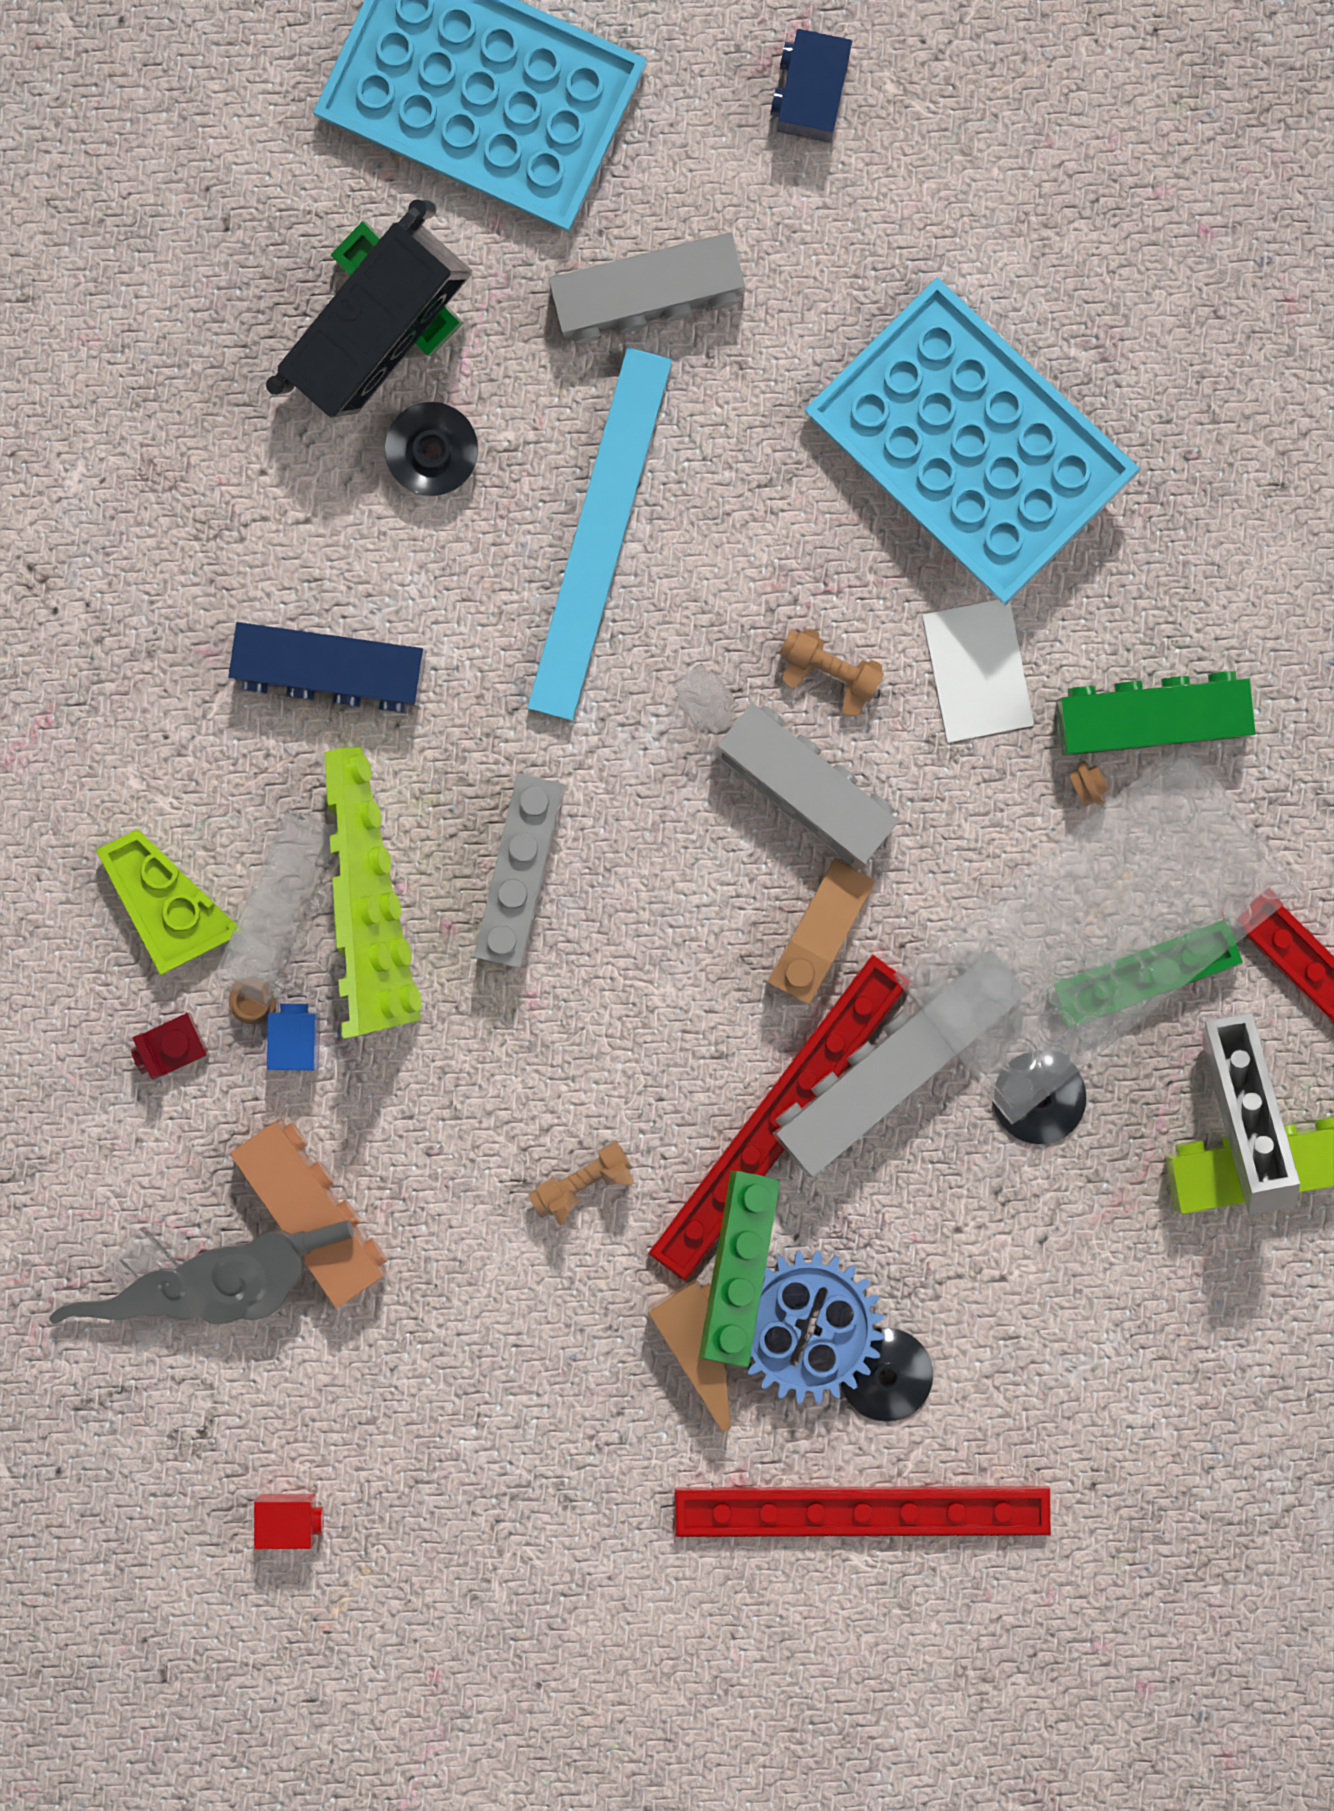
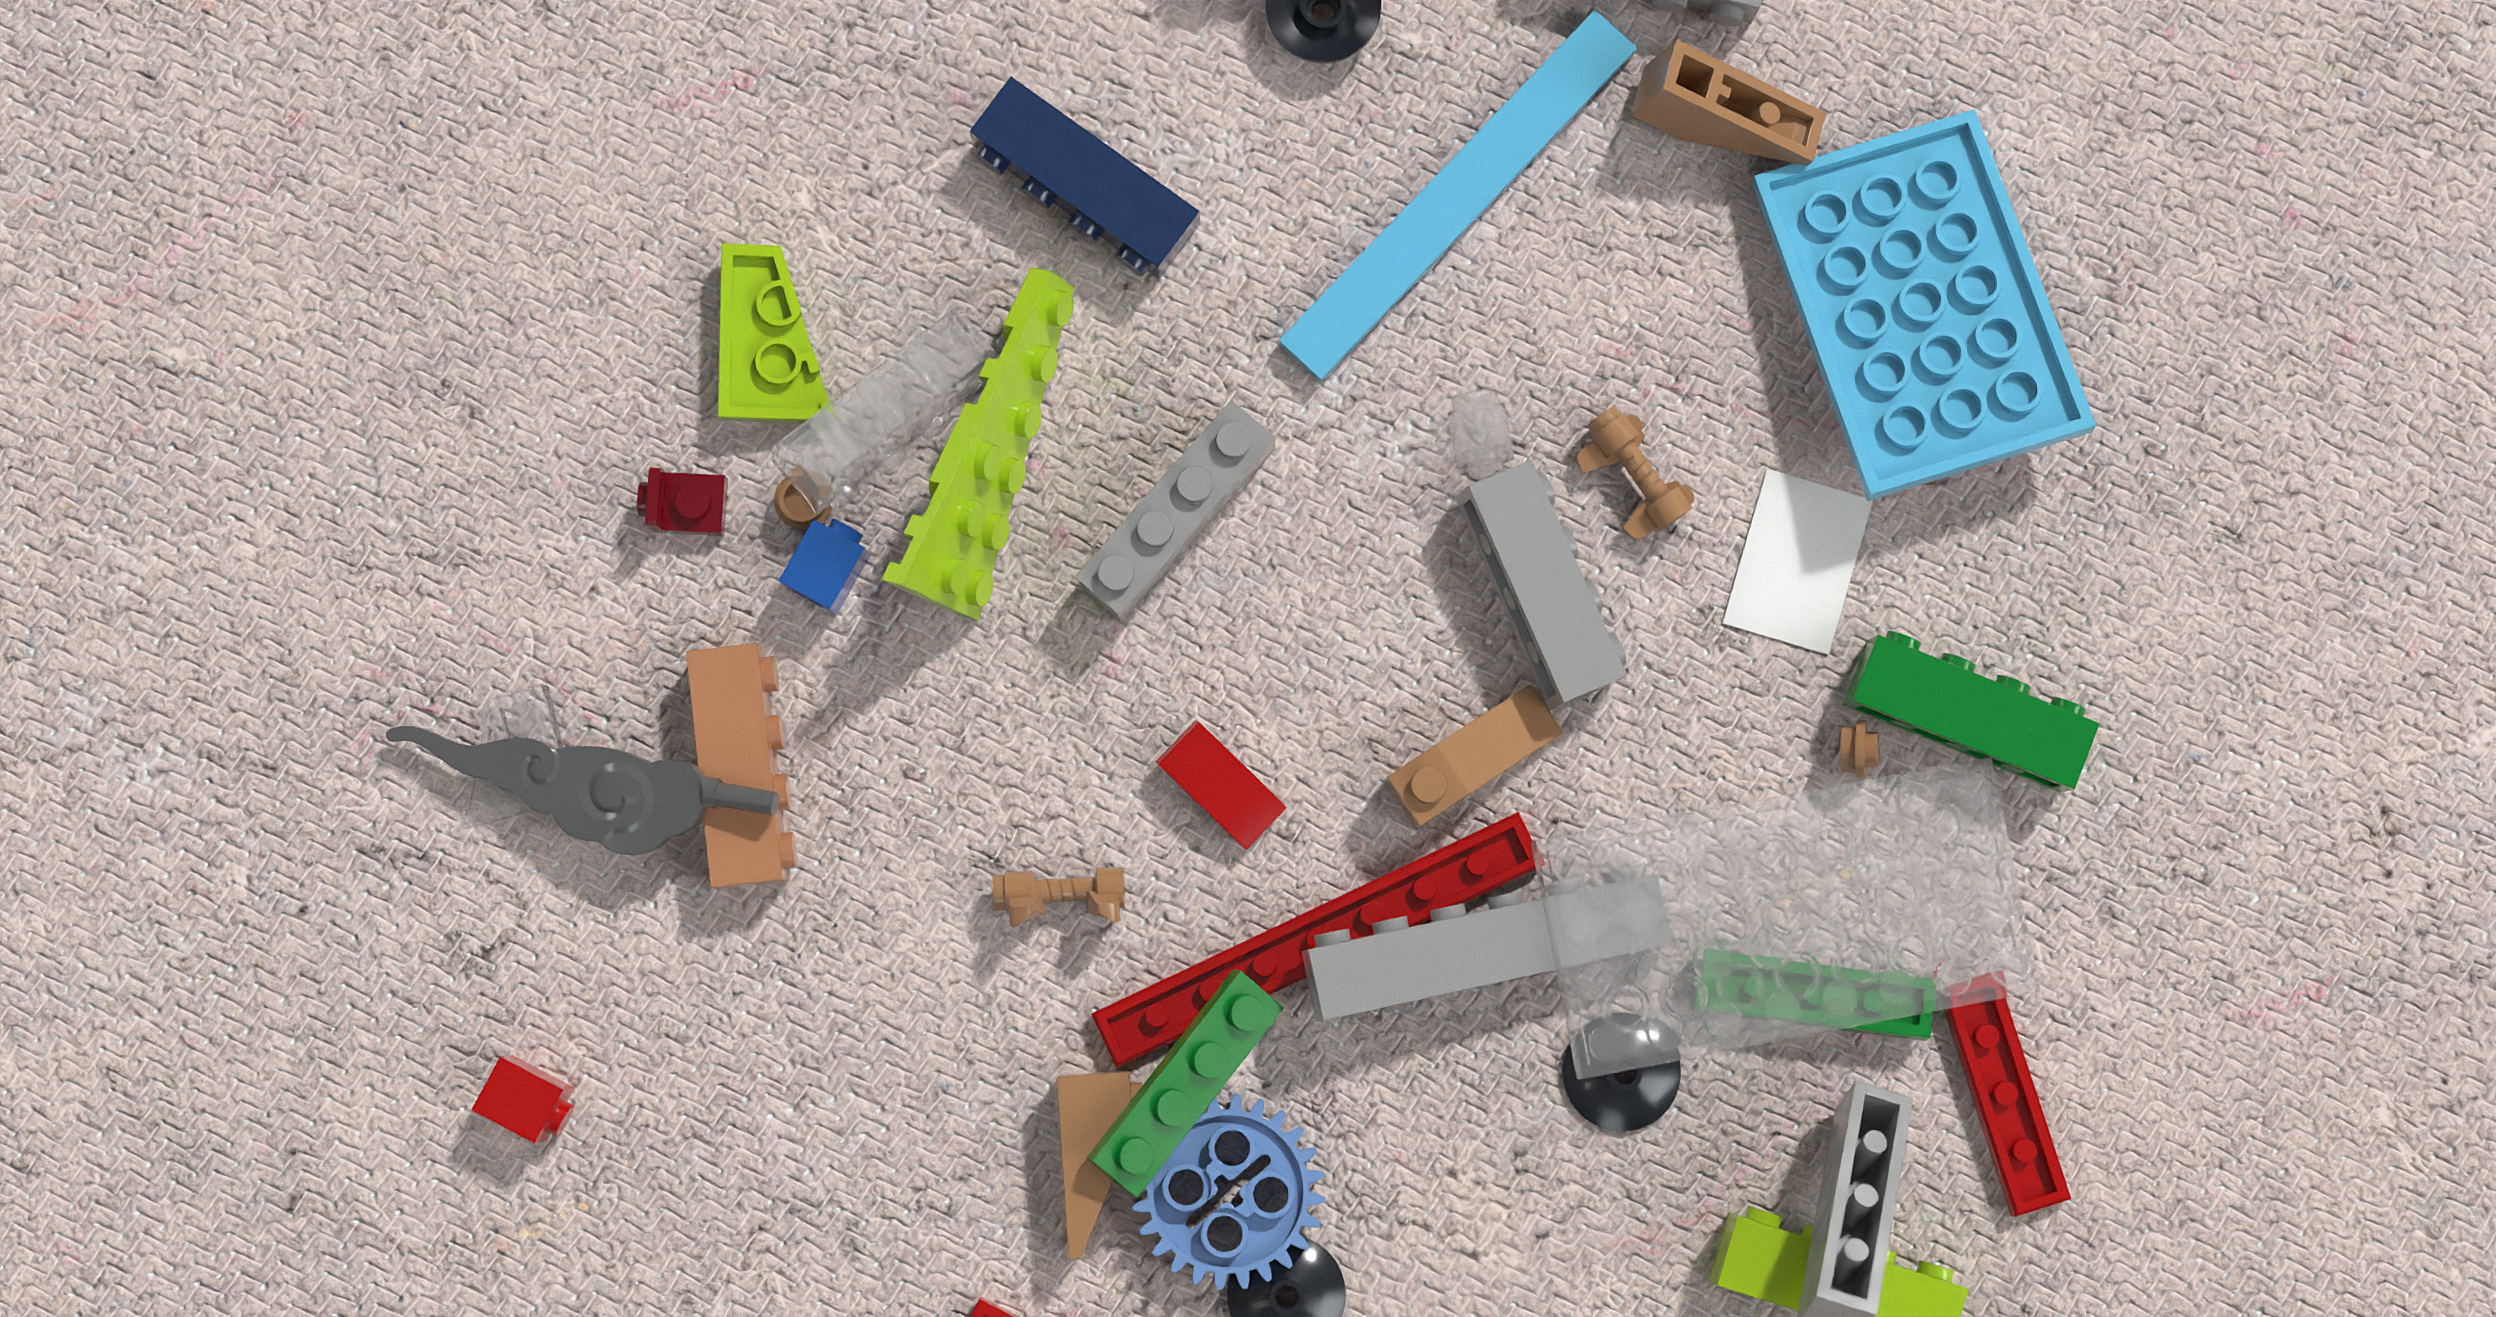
camera: 25 degrees right, 5 degrees down
(653, 1046) = (1221, 784): none -> red slope
(758, 371) = (1724, 107): none -> medium nougat slope

